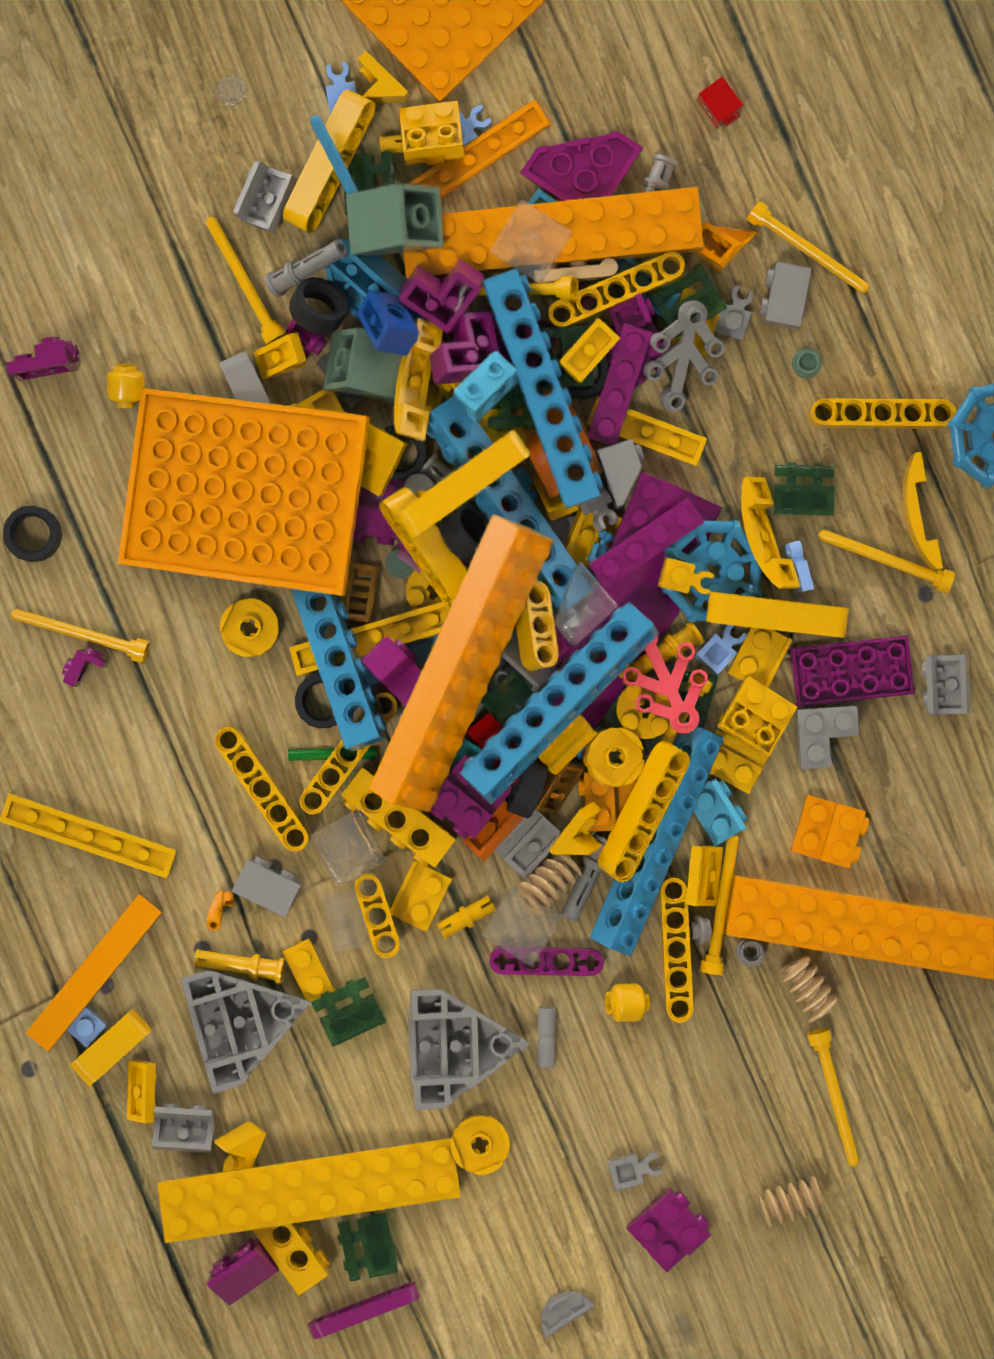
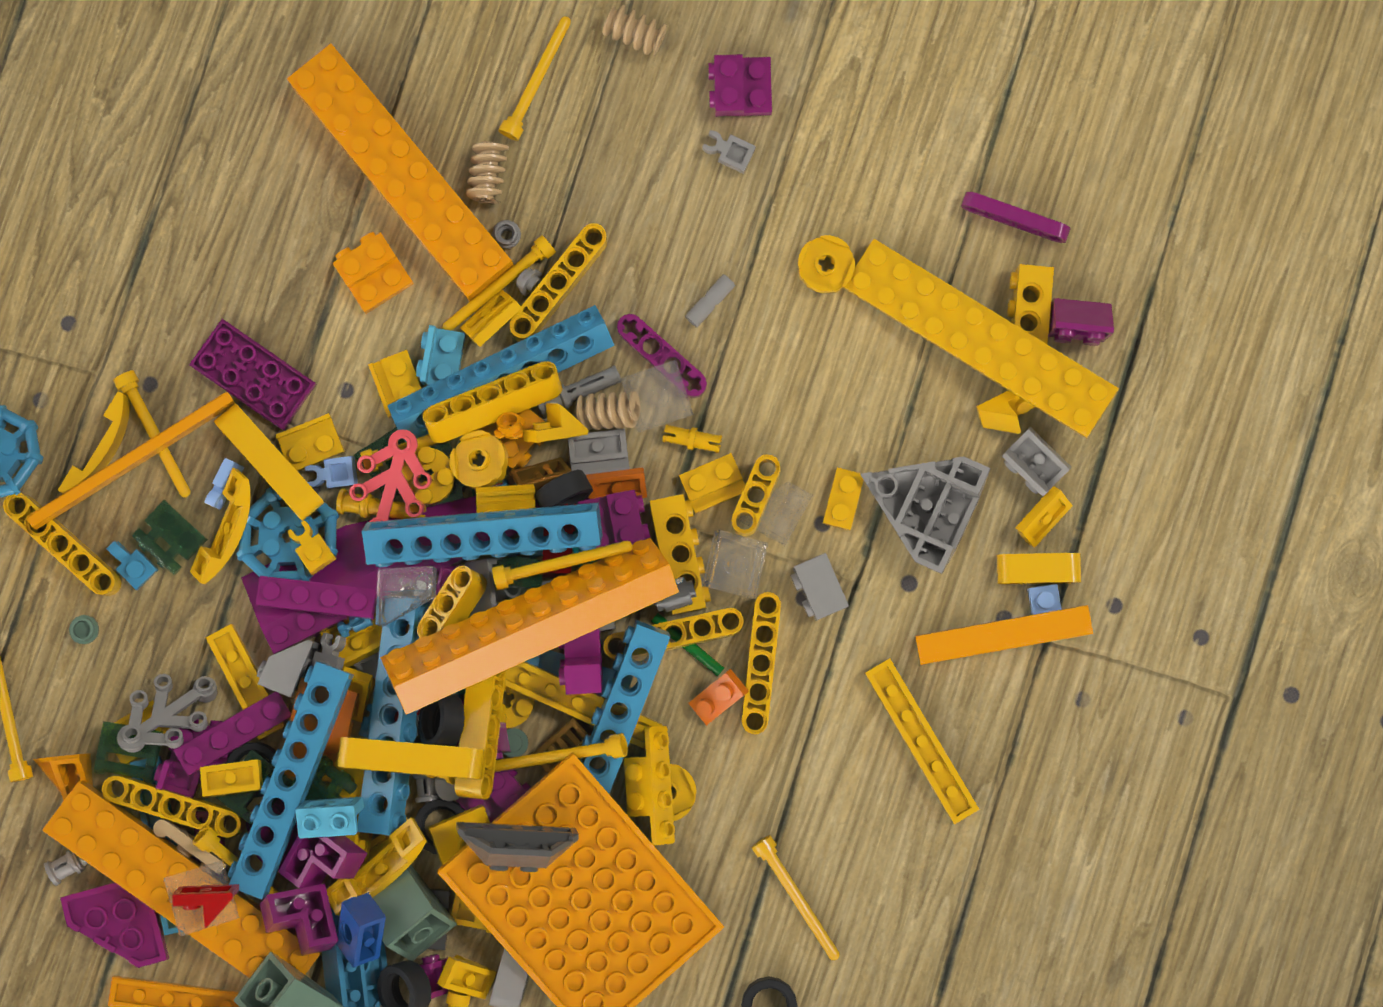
camera: 135 degrees left, 5 degrees down
(76, 667) = (824, 875): magenta bracket -> none
(216, 909) = (874, 602): light orange arm -> none
(253, 967) = (881, 536): yellow pin -> none
(265, 621) = (650, 785): none -> yellow bracket
(272, 734) = (718, 697): none -> orange plate
(300, 703) = (680, 695): black tyre -> none
(316, 628) = (613, 746): none -> yellow piece
(323, 490) = (517, 844): none -> dark grey wedge
(352, 1019) = (839, 435): clear green plate -> none
(362, 786) = (680, 599): none -> dark grey brick
(376, 1243) = (965, 256): clear green plate -> none
(452, 1047) = (785, 351): light grey wedge -> none
(512, 686) = (505, 576): none -> yellow piece
(519, 250) = (211, 897): none -> red slope
(562, 1310) = (870, 94): light grey tile -> none
(613, 803) = (509, 426): none -> light orange plate
(626, 1002) = (628, 274): yellow head -> none
(735, 319) = (106, 708): light grey plate -> none
(756, 716) = (350, 400): yellow plate -> none
(786, 295) = (54, 692): light grey brick -> none
(809, 444) = (134, 567): none -> dark azure plate
(815, 728) = (314, 354): light grey brick -> none
(884, 523) = (130, 461): none -> light orange tile
(947, 684) = (191, 304): light grey bracket -> none

